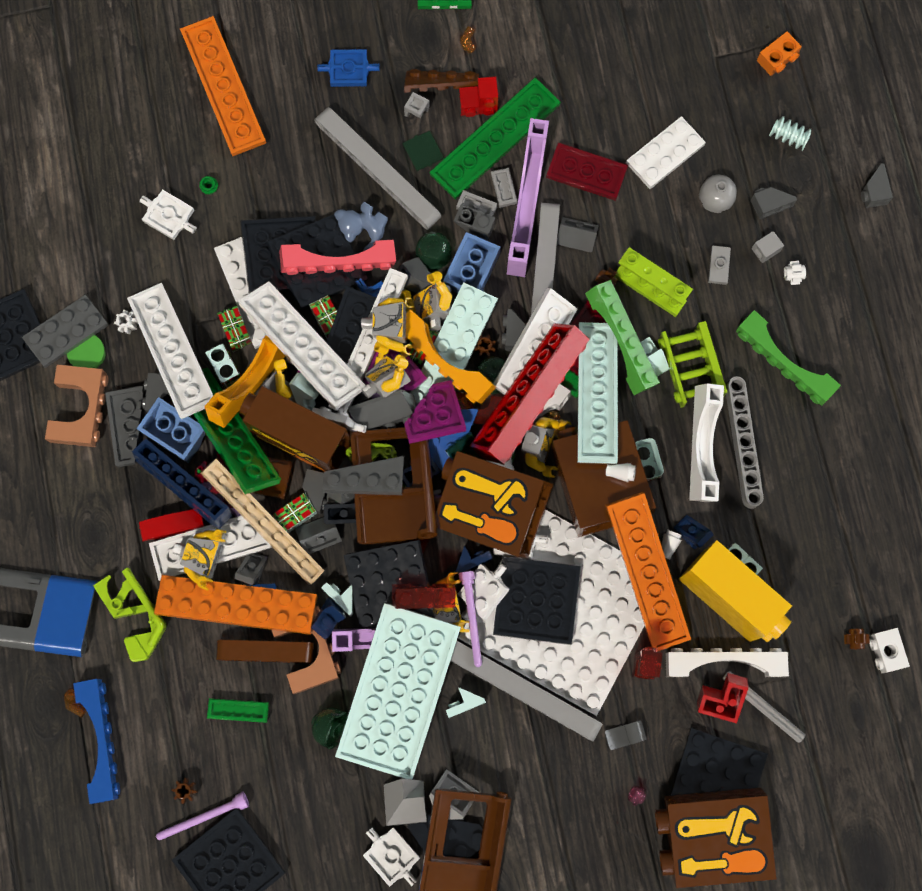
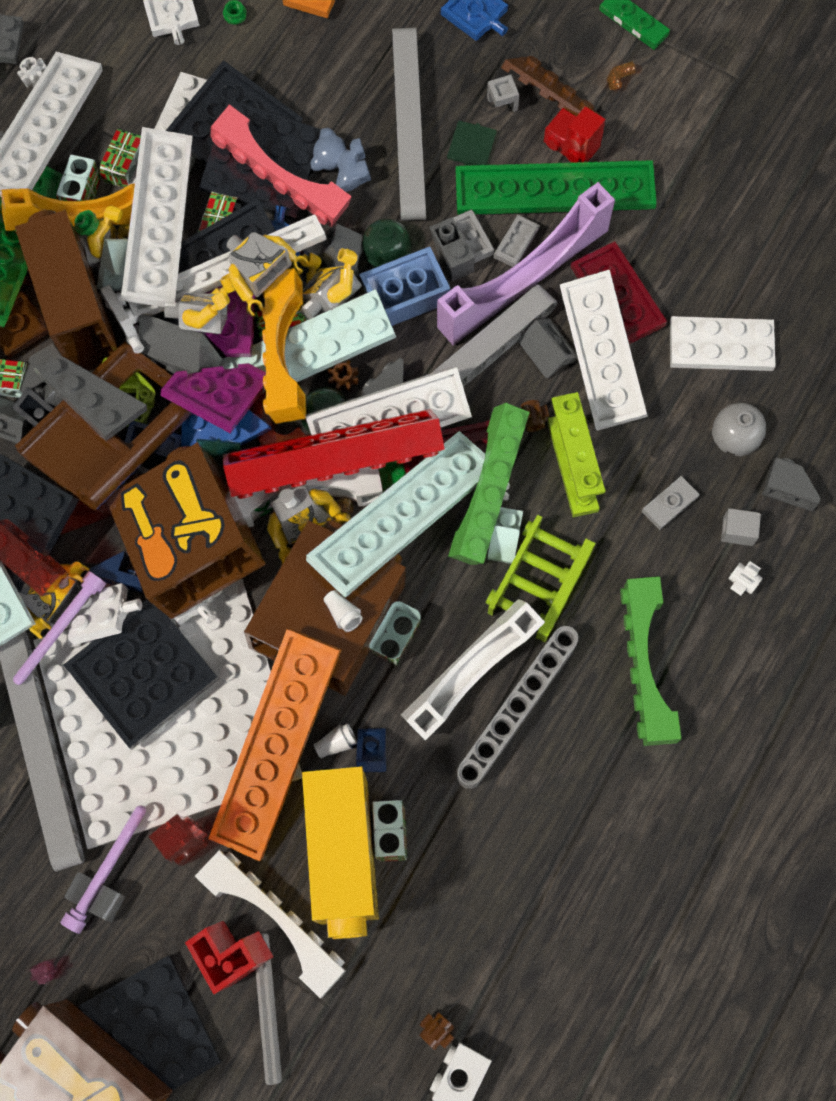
camera: 45 degrees right, 5 degrees down
(274, 382) = (86, 223): none -> green plate
(610, 210) = (603, 350): none -> white plate
(626, 754) = (76, 917): none -> lavender piece

